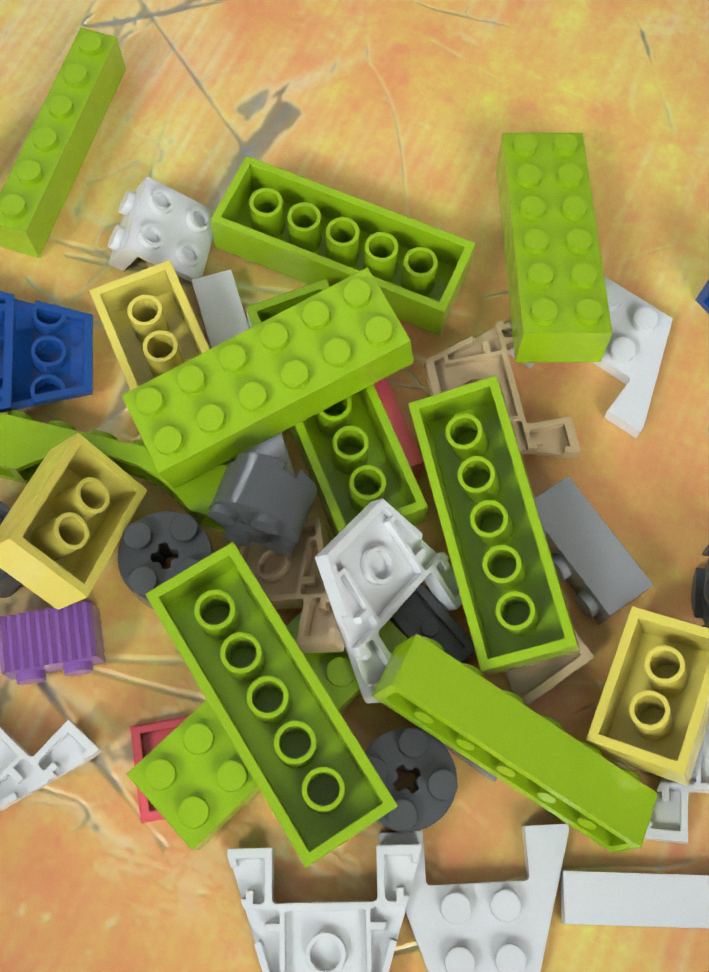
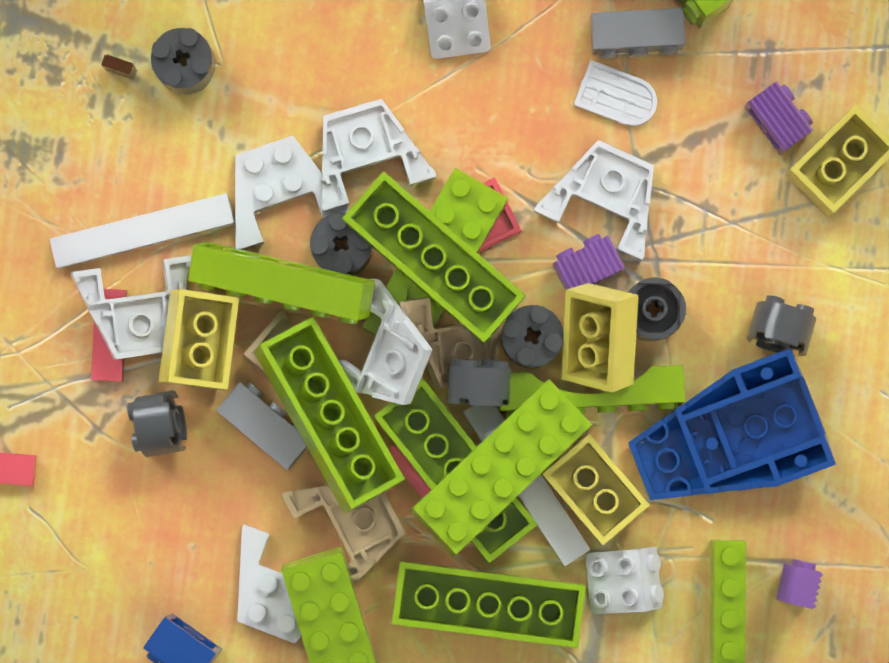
camera: 170 degrees right, 15 degrees up
(428, 618) = (348, 342): dark grey plate -> none

